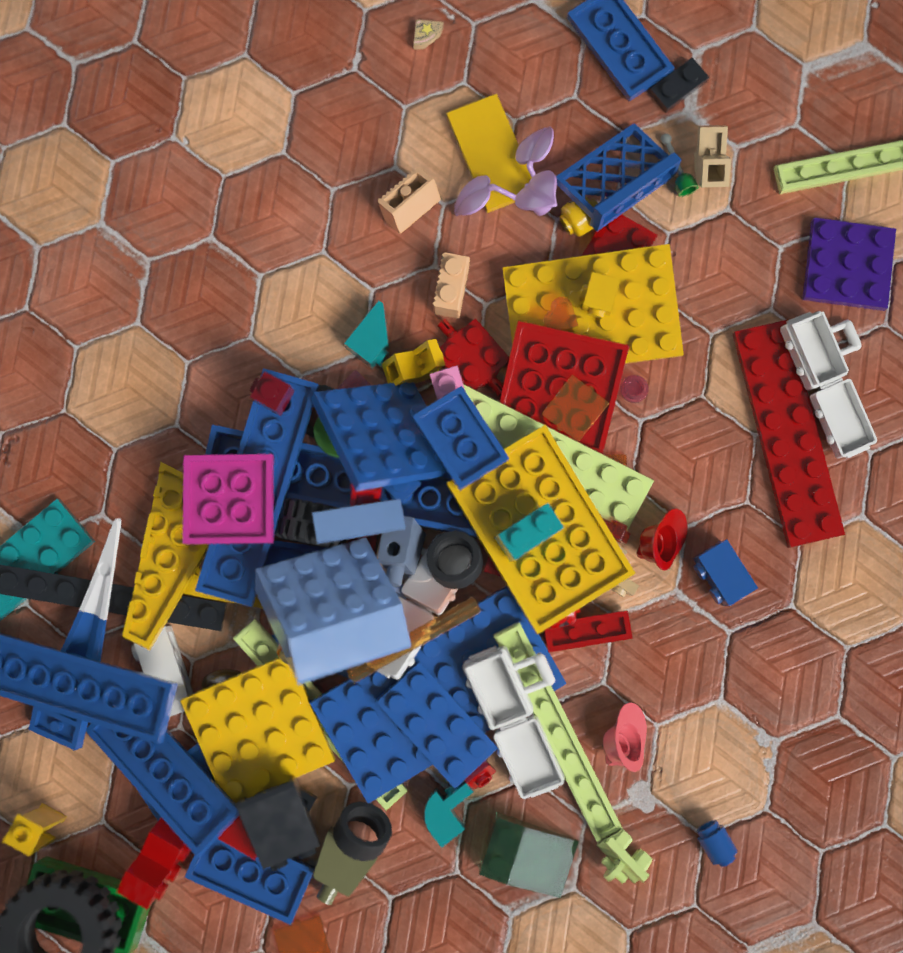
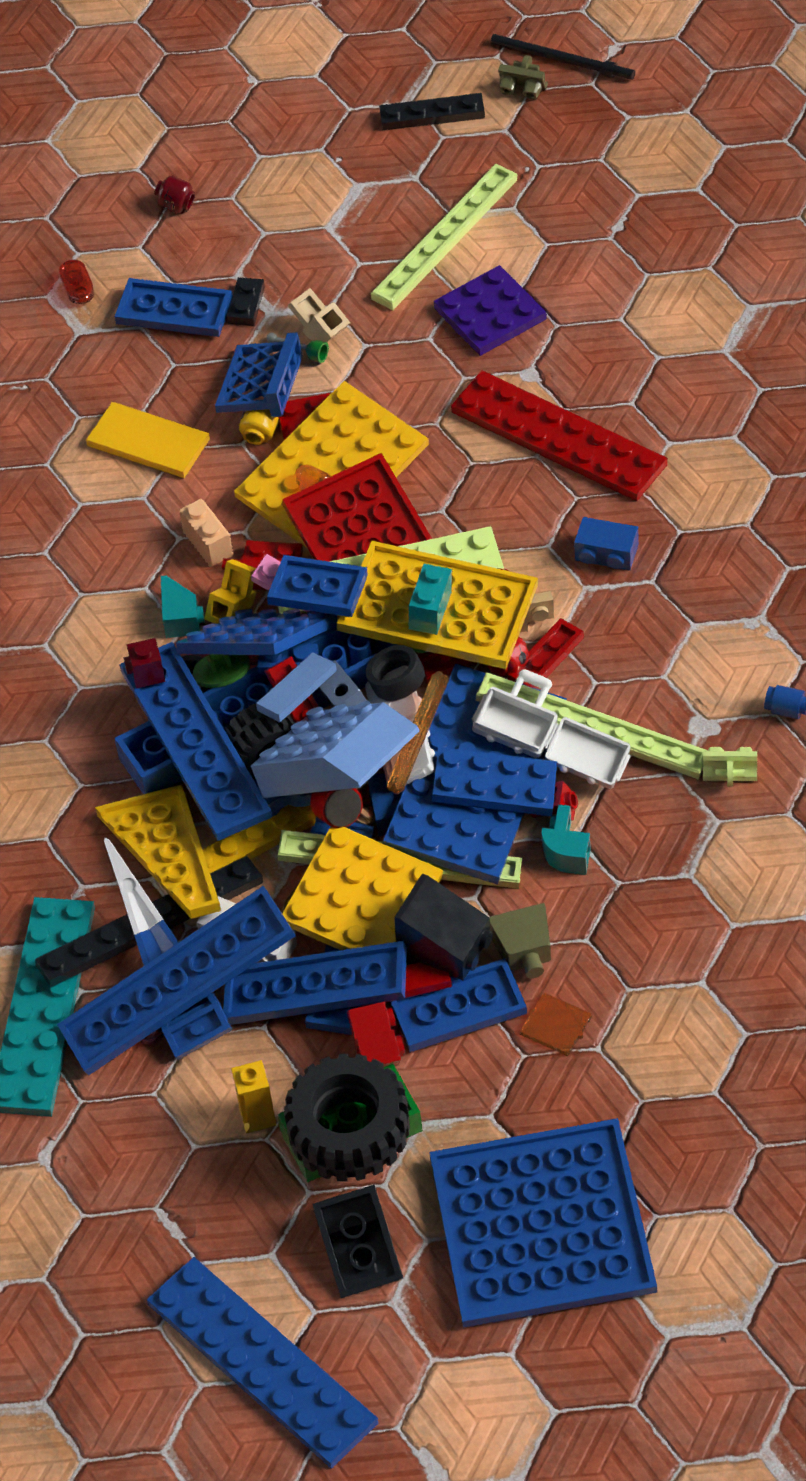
camera: 40 degrees left, 30 degrees down
(228, 499) = (181, 752): dark pink plate -> none
(354, 846) = (514, 896): black tyre -> none
(409, 200) = (116, 504): light nougat brick -> none
(426, 33) = (15, 407): tan tile -> none
(527, 856) = (655, 822): slope -> none
(537, 195) = (212, 408): lavender plant -> none
(575, 408) = (383, 523): clear orange piece -> none
(599, 295) = (326, 441): yellow brick -> none
(626, 740) = (647, 695): coral piece -> none
(634, 389) = (417, 491): clear pink plate -> none
(664, 540) = (538, 557): red piece -> none
(822, 364) = (540, 373): white piece -> none

